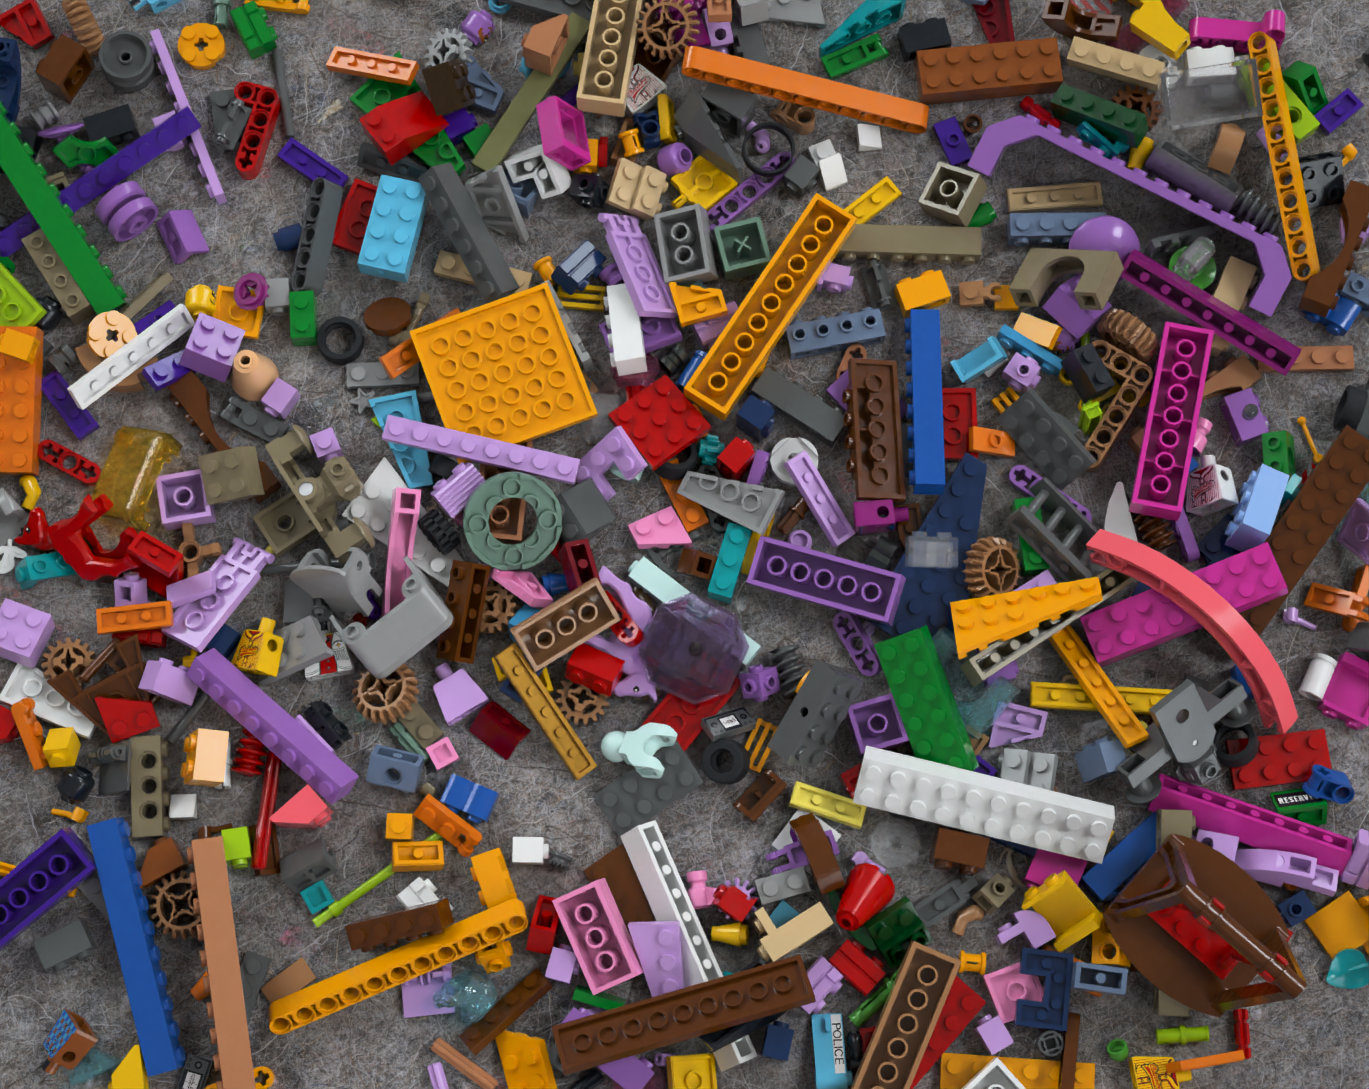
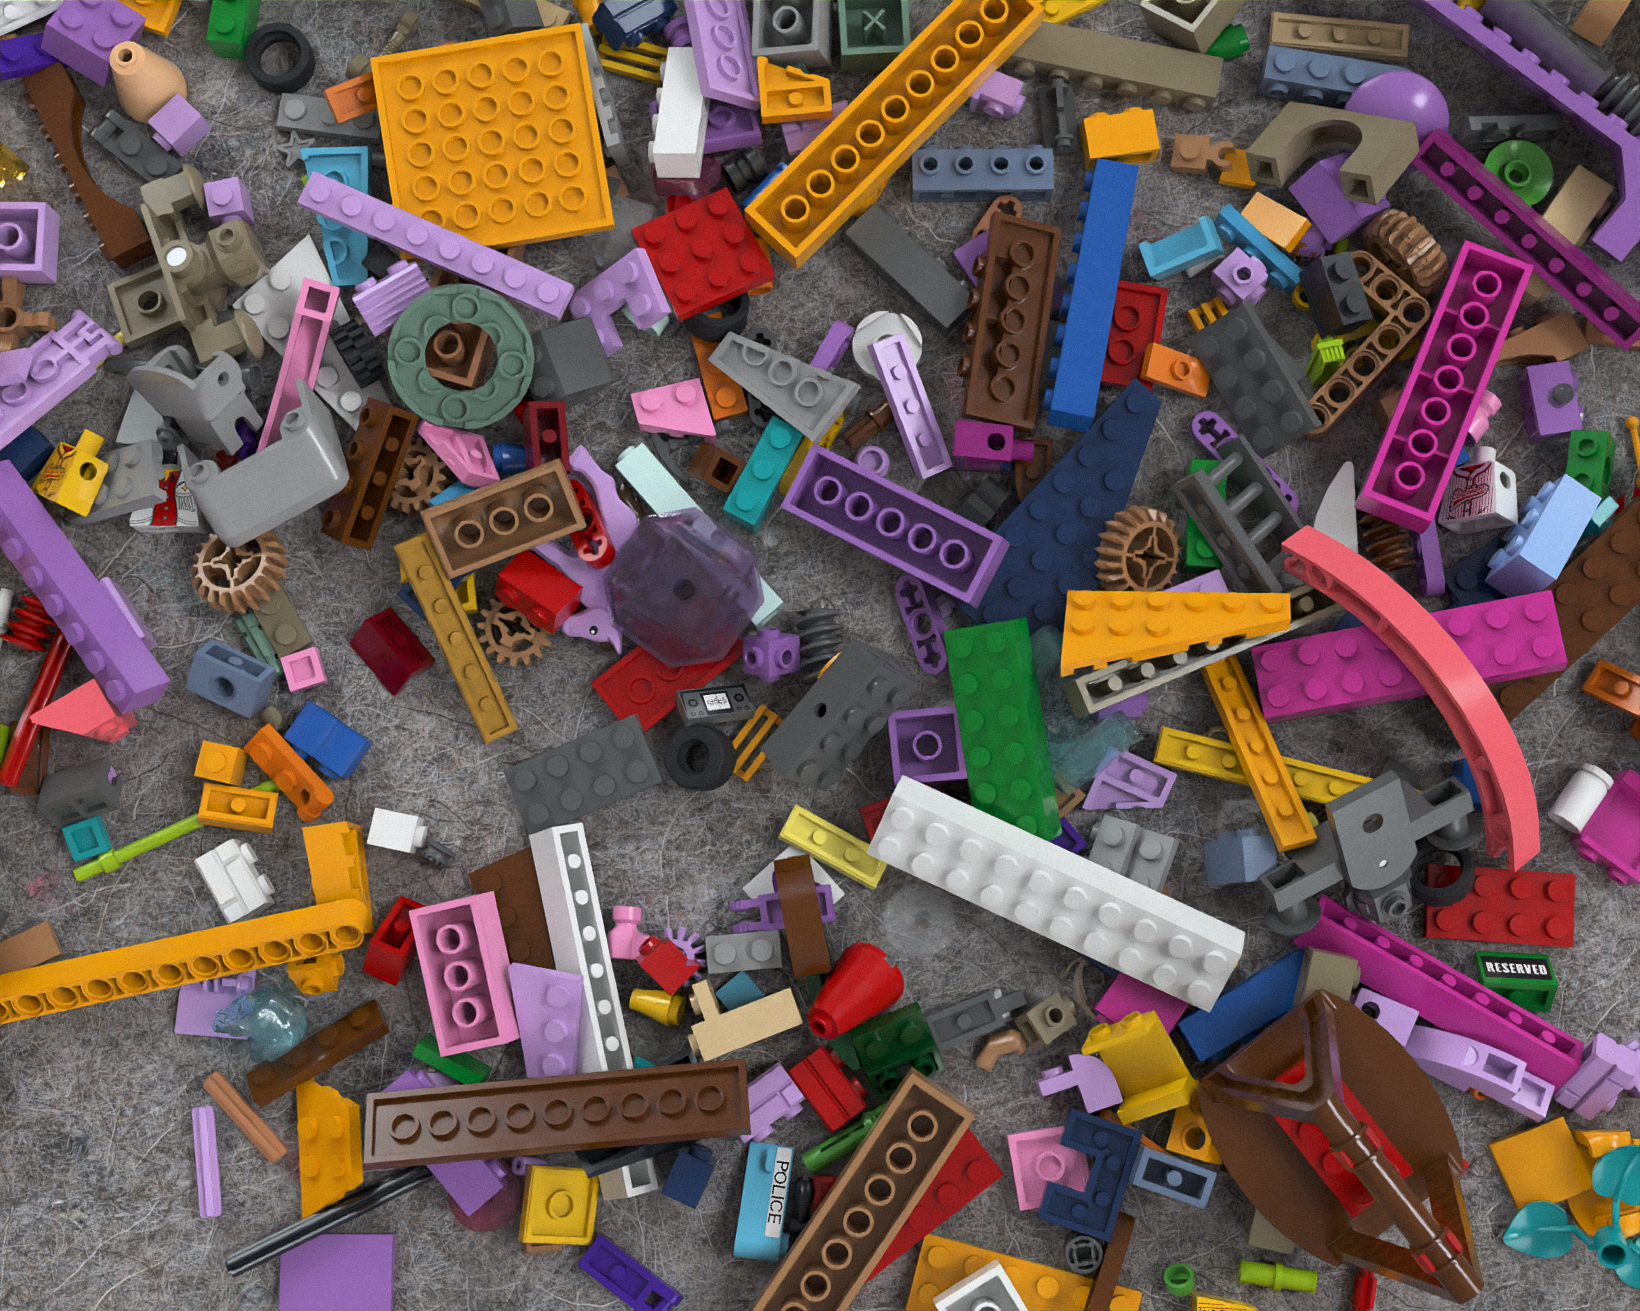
camera: 15 degrees right, 5 degrees up
(231, 475) = (79, 218): dark tan brick -> none
(335, 731) = (146, 583): black hinge -> none
(388, 316) = (352, 35): reddish brown tile -> none
(399, 924) = (187, 902): reddish brown brick -> none
(457, 694) = (340, 590): lavender torso -> none
(562, 964) = (408, 1003): lavender brick -> none
(639, 747) = (580, 715): light aqua piece -> none
(709, 449) = (769, 308): teal gear -> none
(736, 459) = (802, 327): red brick -> none
(756, 418) = (843, 274): dark blue brick -> none
(760, 795) = (740, 815): reddish brown hinge -> none
(860, 857) = (865, 932): lavender hand -> none
(931, 551) = (1055, 511): clear brick -> none
(958, 851) = (1008, 951): reddish brown brick -> none
(979, 958) = (995, 1113): light orange bush -> none
(993, 1034) = (1004, 1222): lavender brick -> none
(1194, 258) = (1526, 156): clear brick -> none
(1290, 616) = (1559, 701): lavender hand -> none
(1295, 909) = (1479, 1127): dark blue brick -> none
(1329, 785) = (1565, 958): blue piece -> none

